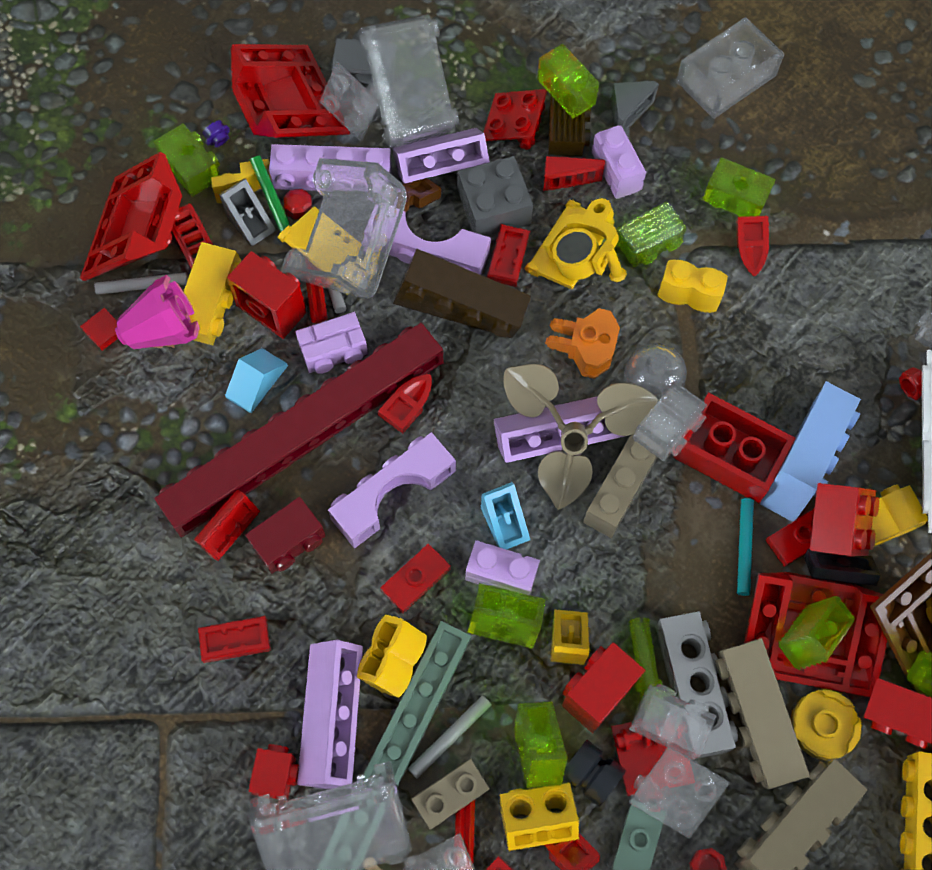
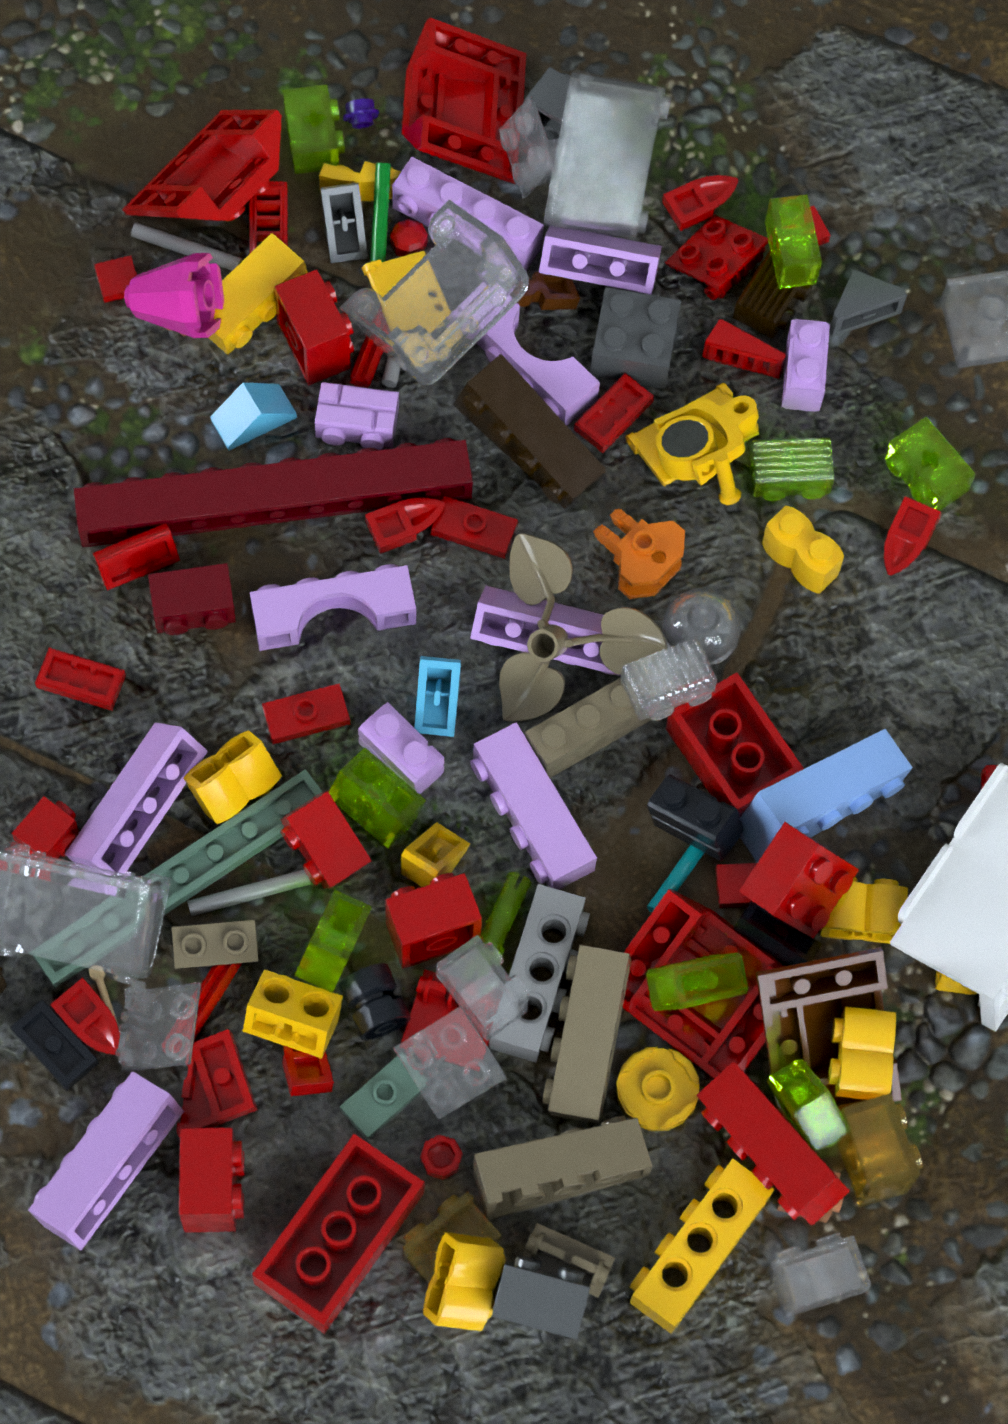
camera: 25 degrees right, 0 degrees up
(459, 381) = (475, 527): none -> red plate
(480, 87) = (698, 199): none -> red plate
(487, 668) = (324, 841): none -> red brick
(619, 562) = (533, 808): none -> lavender brick
(737, 510) = (695, 817): none -> black brick

